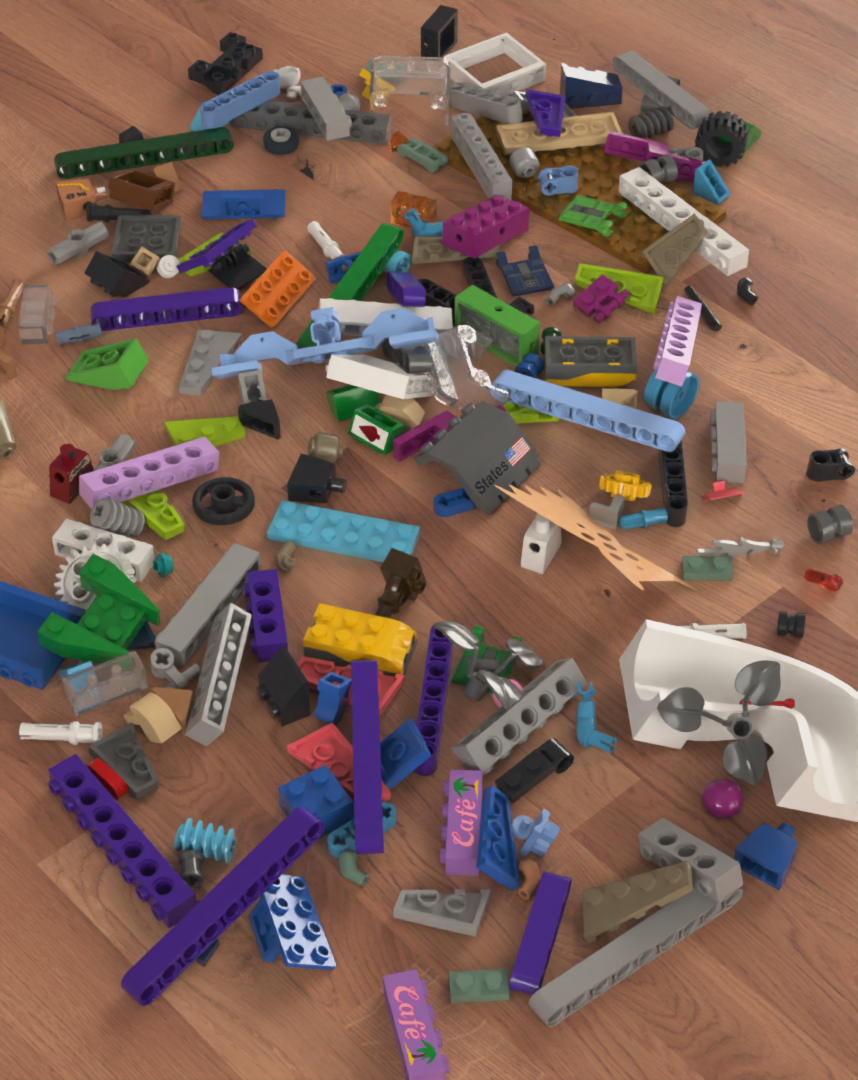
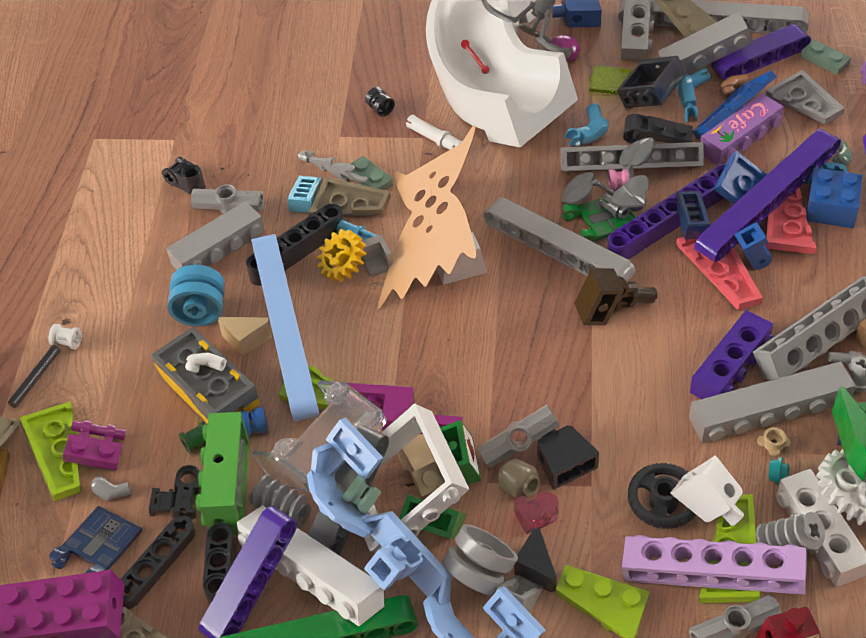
camera: 130 degrees left, 5 degrees up
(185, 585) = (776, 435): none -> tan plate
(187, 495) = (710, 492): none -> white torso
(280, 390) = (479, 559): none -> light grey wheel
(283, 556) = (664, 406): dark tan arm -> none
(284, 688) = (782, 282): black slope -> none
(293, 441) = (536, 512): none -> clear pink leg
(341, 531) = (591, 396): medium azure plate -> none
(350, 460) = (503, 445): none -> light grey piece
(354, 636) = (684, 285): yellow piece -> none
(381, 336) = (356, 489): none -> sand green wheel
(398, 673) = (689, 212): none -> dark blue slope
(454, 502) = (471, 352): blue beam -> none
(483, 451) = (415, 360): dark grey hinge -> none
(496, 610) = (554, 239): none -> light grey beam
(538, 834) = (709, 86): medium blue hips -> none
(566, 839) = (687, 94): none -> dark azure arm
(583, 868) = (710, 43): none -> light grey brick
(594, 350) = (207, 359): none -> white arm
(602, 820) = (635, 88): none -> black window
(644, 804) = (607, 79): none -> clear neon green piece
(677, 340) = (135, 310): lavender brick -> none
(691, 534) = (352, 198): none -> dark tan wing
(716, 512) = (301, 198): none -> medium azure slope
(720, 330) = (65, 336): none -> white bush
(721, 492) = (277, 216): coral piece -> none
(769, 470) = (226, 198): none -> light grey piece
(828, 581) = (316, 116): clear red arm -> none
(829, 524) = (256, 135): dark grey wheel -> none

